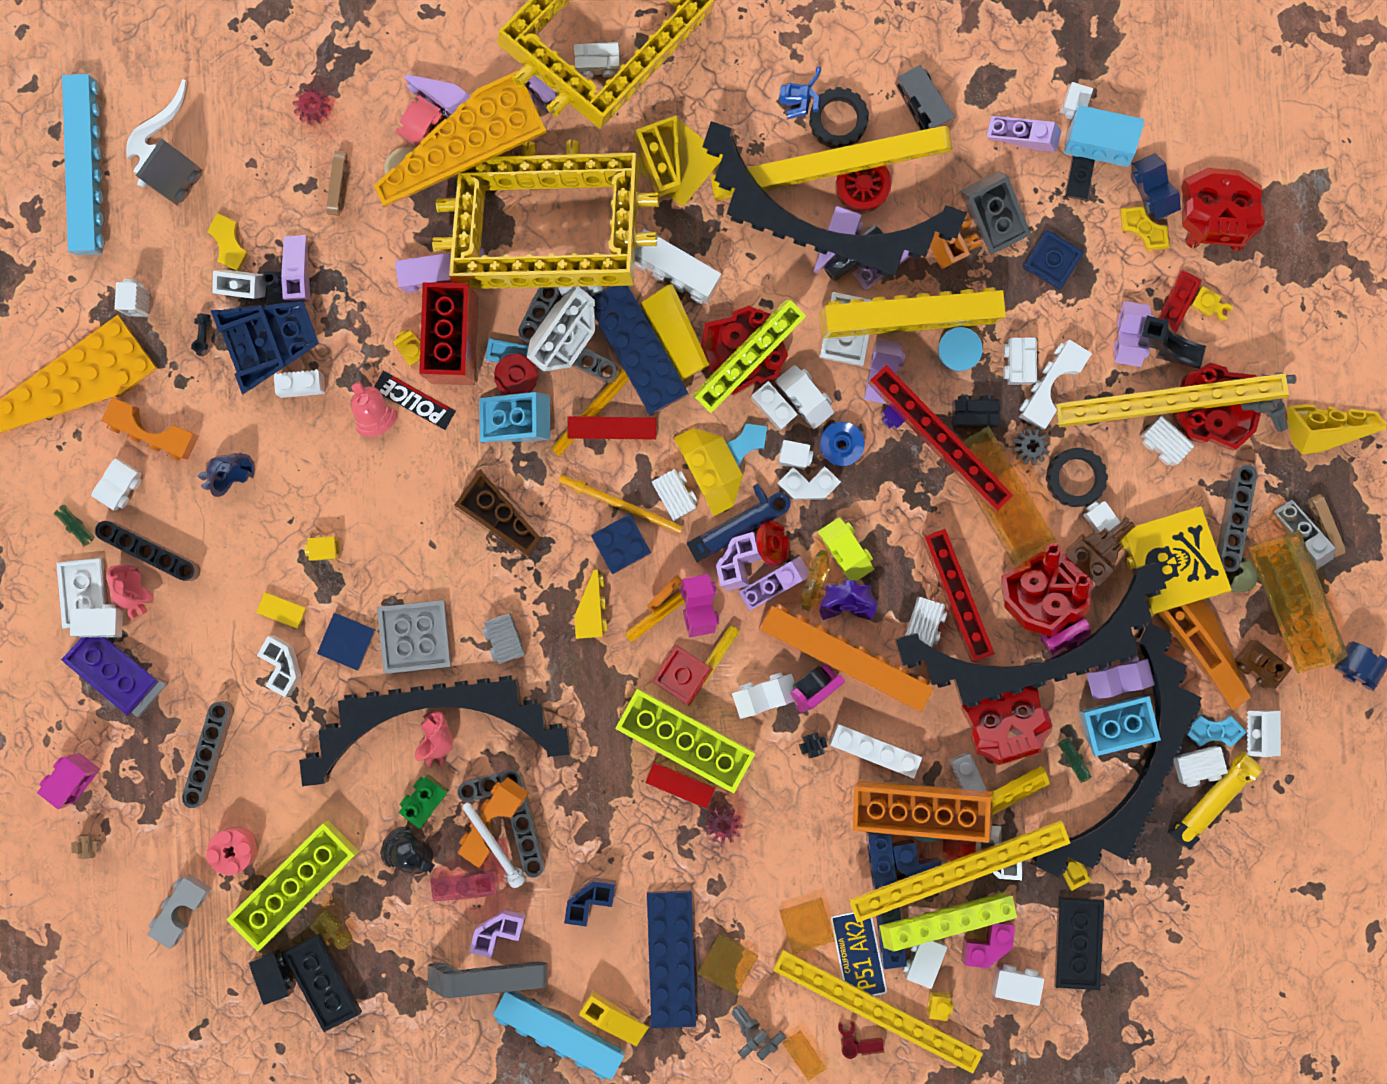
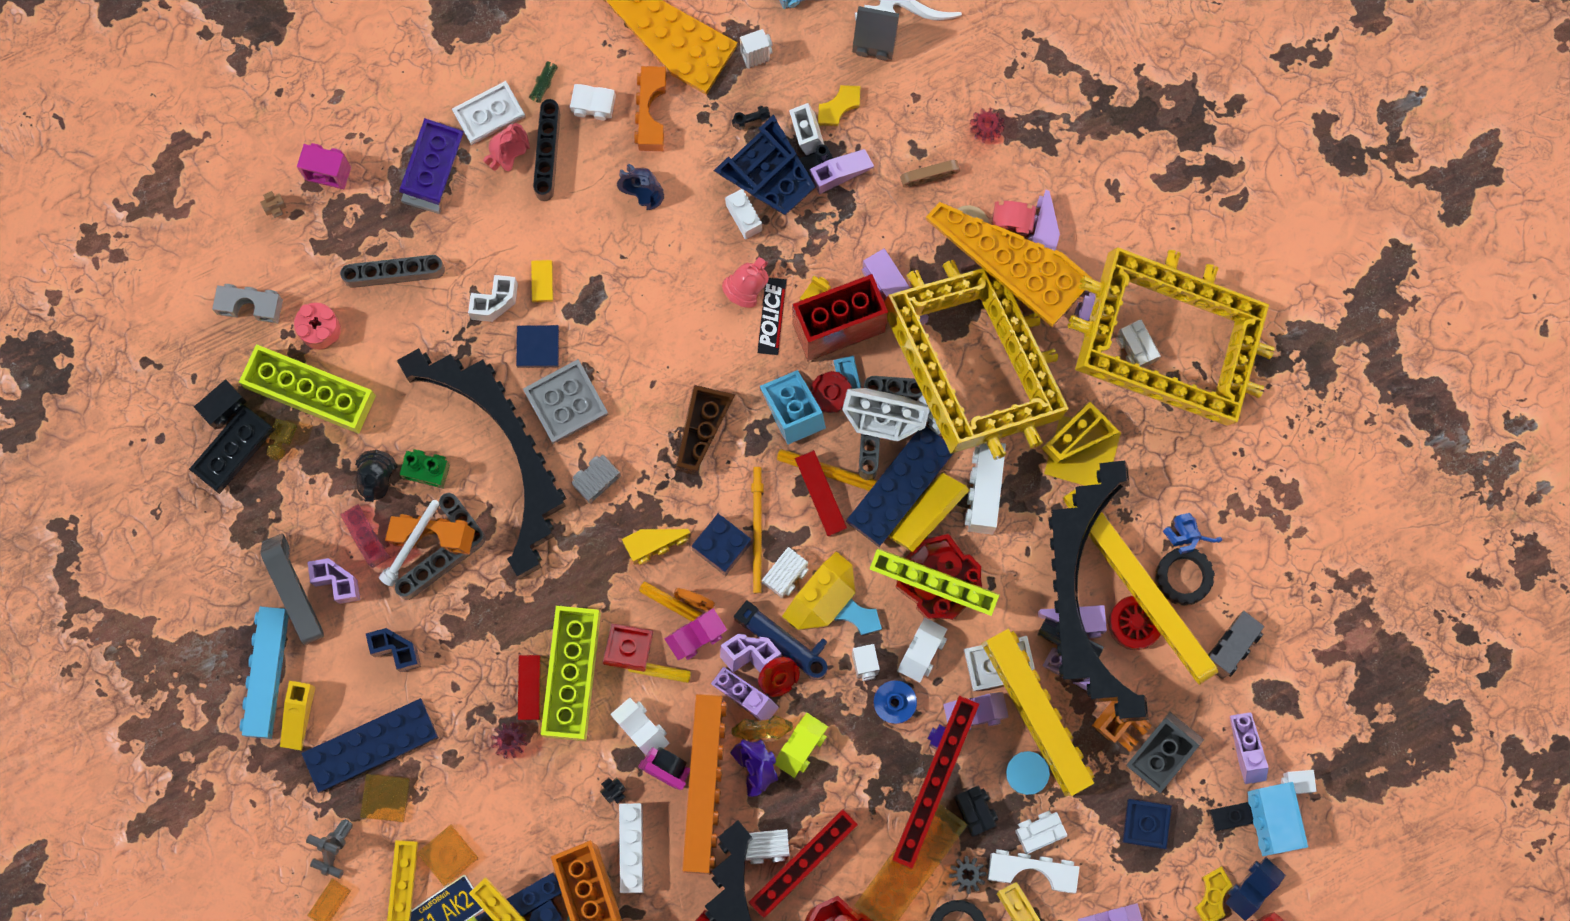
camera: 70 degrees right, 10 degrees down
(96, 622) = (468, 133): white brick -> none
(322, 548) = (610, 292): yellow brick -> none
(437, 739) = (483, 459): coral helmet -> none
(773, 406) = (901, 626): white brick -> none
(800, 489) = (846, 697): white brick -> none

